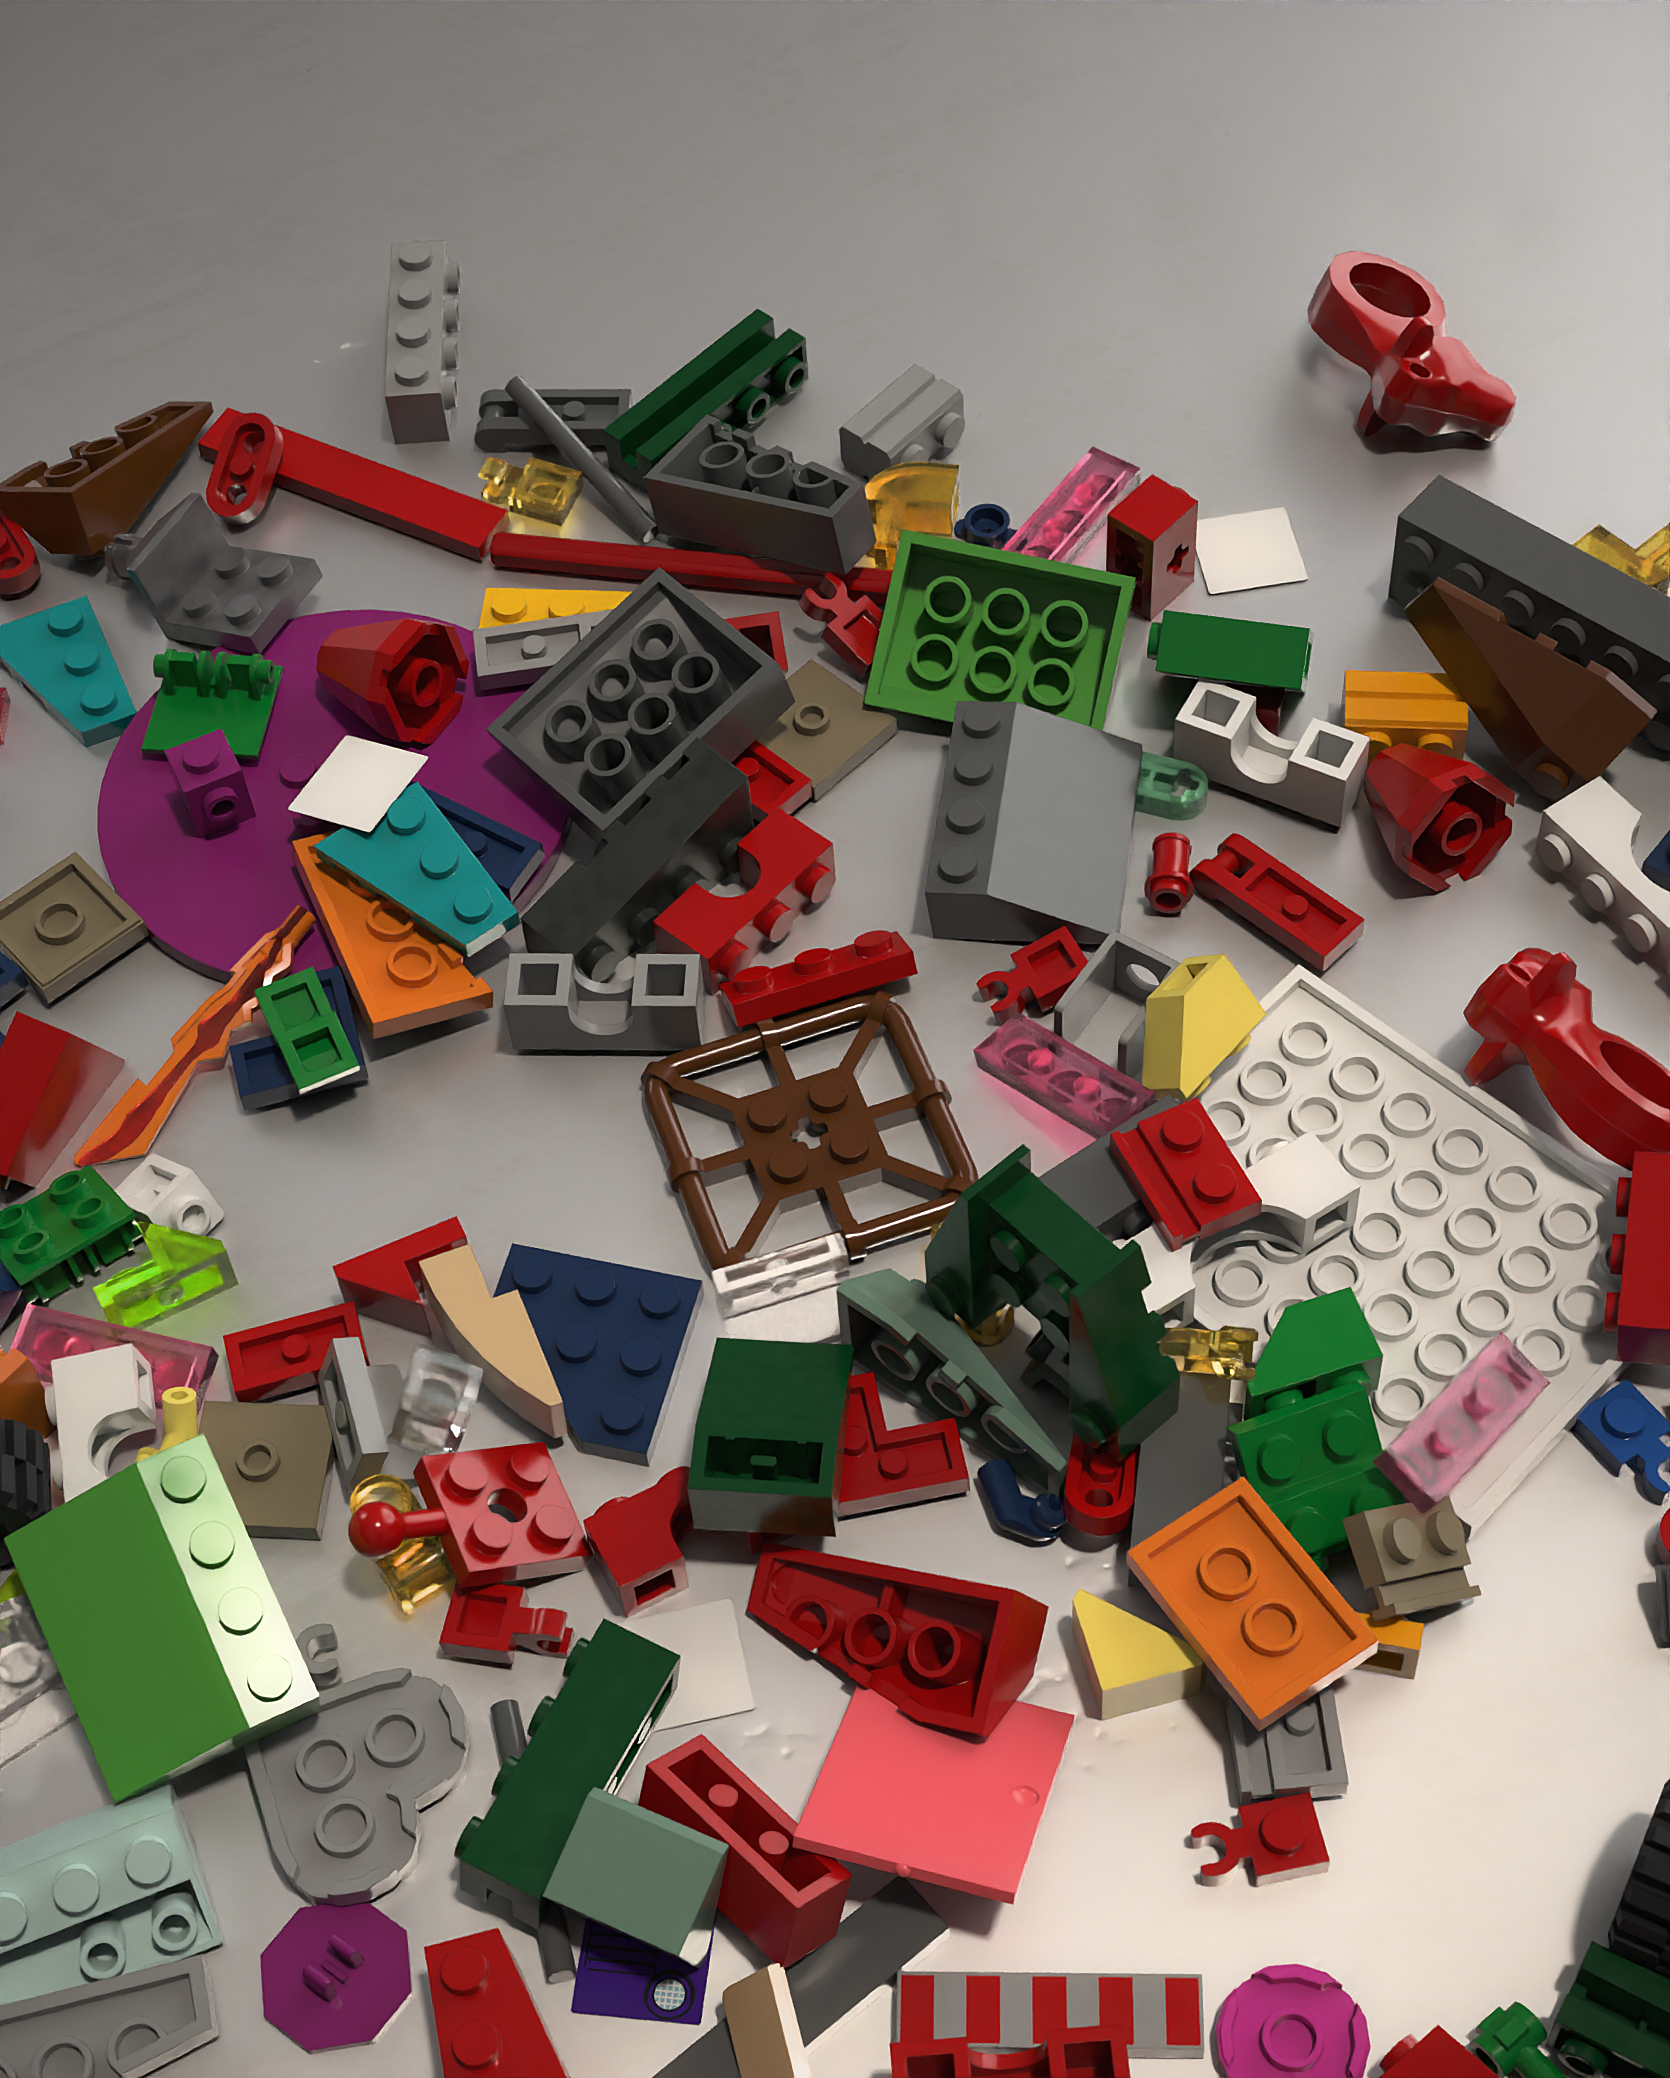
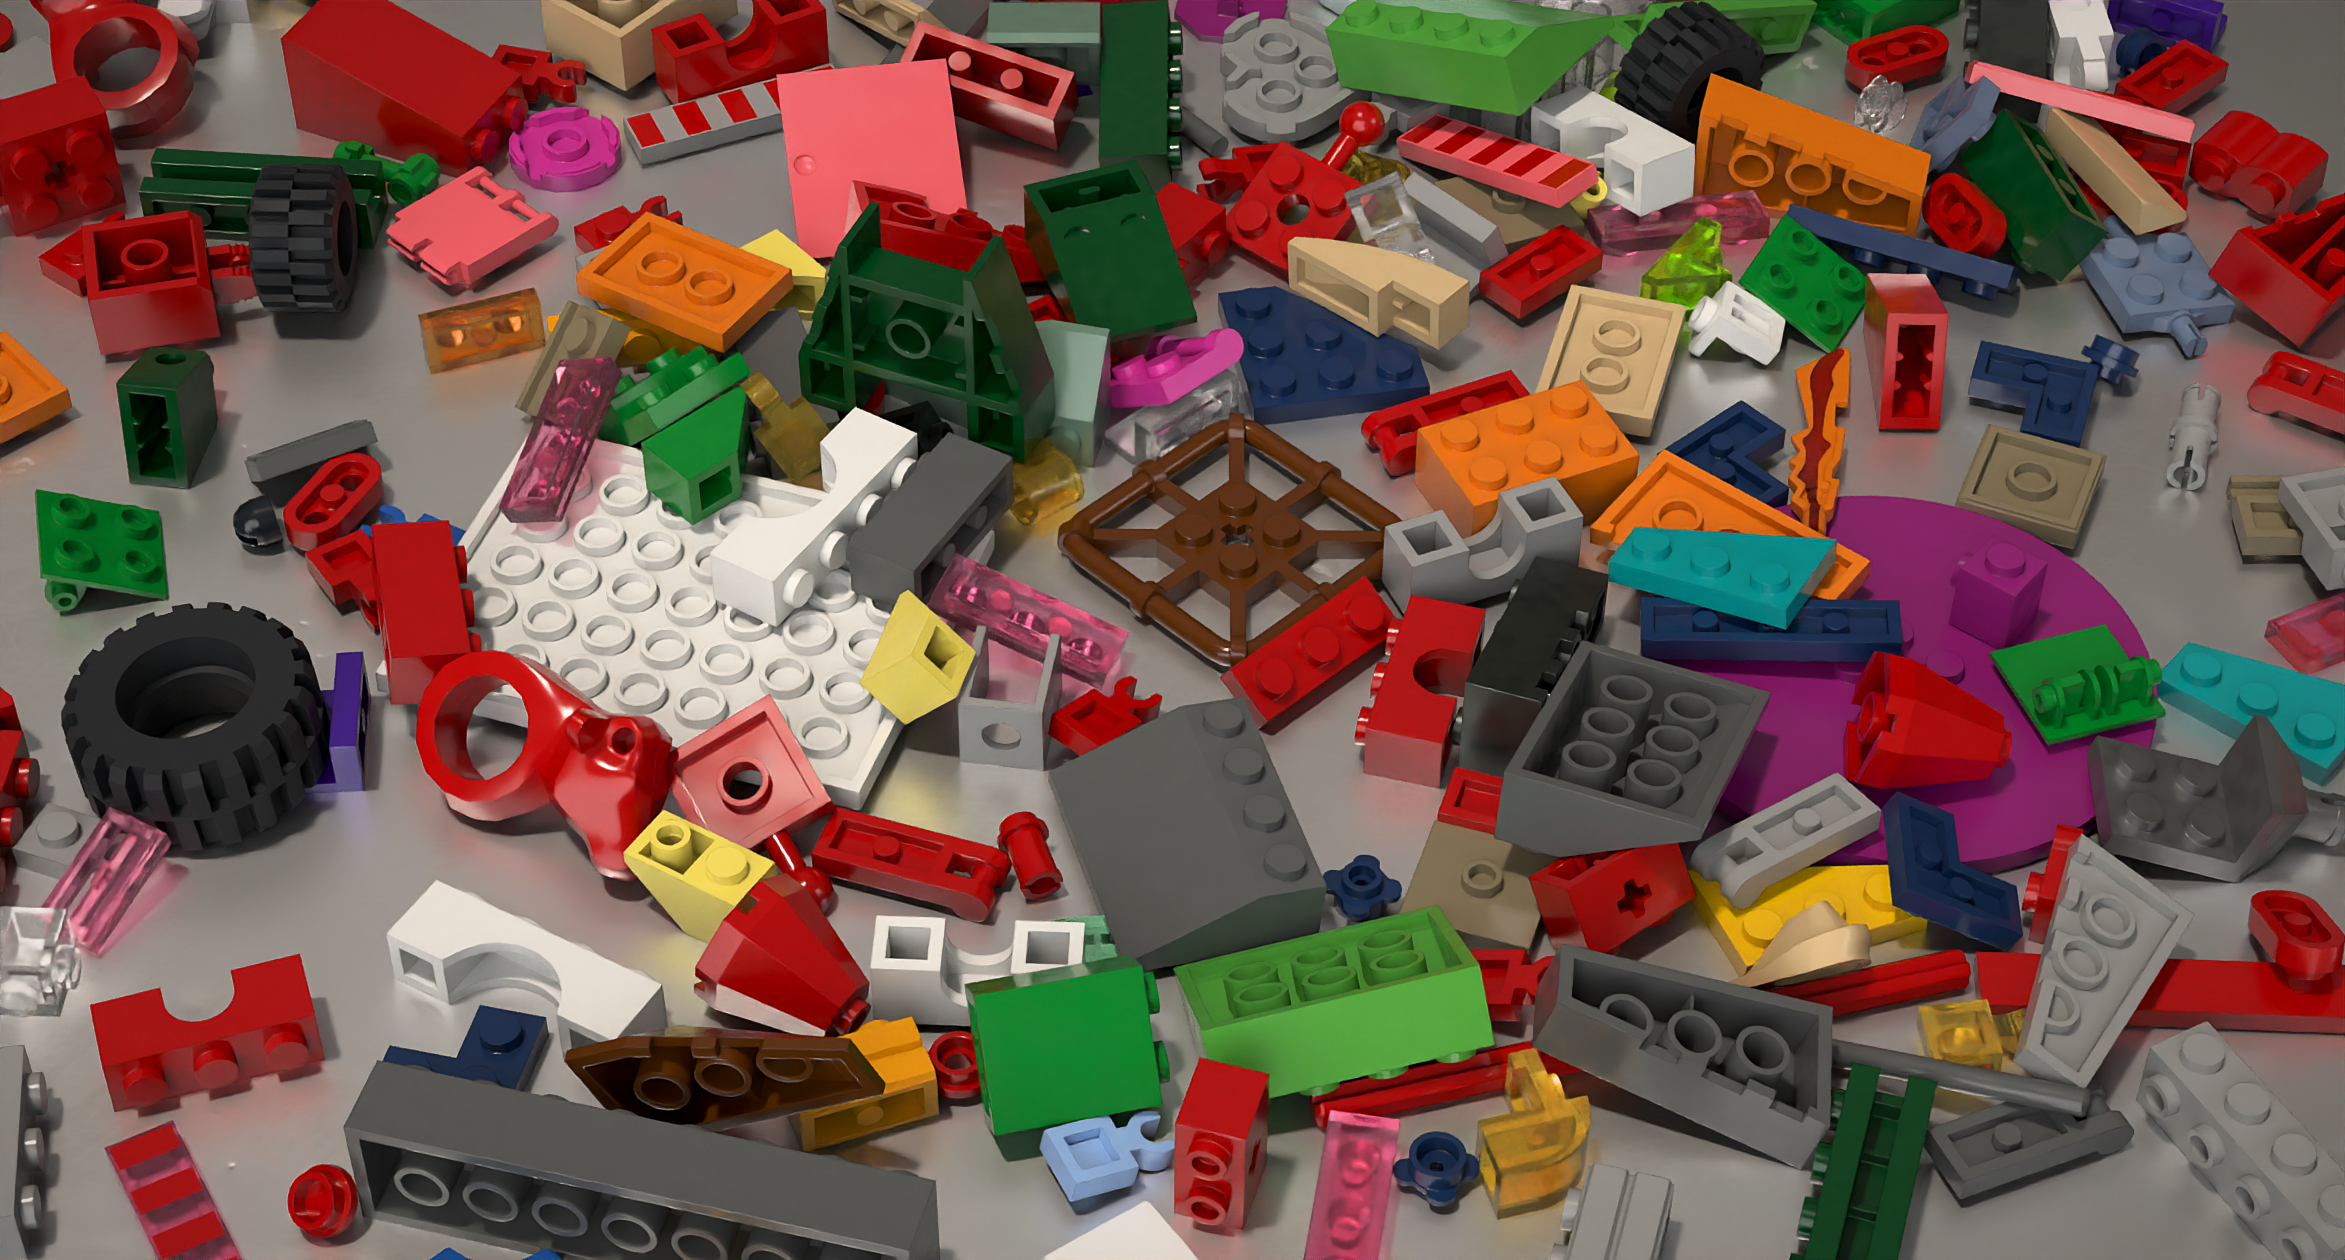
camera: 150 degrees right, 10 degrees down
(221, 1406) = (1498, 160): none -> coral tile
(306, 1030) = (1711, 439): green slope -> none
(317, 1209) = (1619, 350): none -> tan plate
(358, 783) = (1844, 600): white sticker -> none
(382, 567) = (2043, 888): none -> red plate
(389, 1278) = (1499, 330): red slope -> none
(411, 475) = (2095, 964): none -> light grey wing
(464, 582) = (1933, 882): none -> dark blue plate
(497, 1091) = (1520, 442): none -> orange brick
(522, 1193) = (1385, 426): none -> red plate
(608, 551) = (1809, 948): none -> tan piece
(782, 1294) = (1173, 368): none -> dark pink plate
(909, 757) = (1362, 889): none -> dark blue plate
(1185, 1174) = (865, 502): red plate -> none
(1242, 599) = (1099, 1158): none -> light blue plate
(1306, 706) = (950, 1053): none -> red plate
(1396, 985) = (784, 804): none -> plate
(1460, 1914) = (466, 231): none -> coral plate
(1466, 910) = (695, 873): none -> light yellow slope
(1472, 1710) = (482, 330): none -> clear orange plate

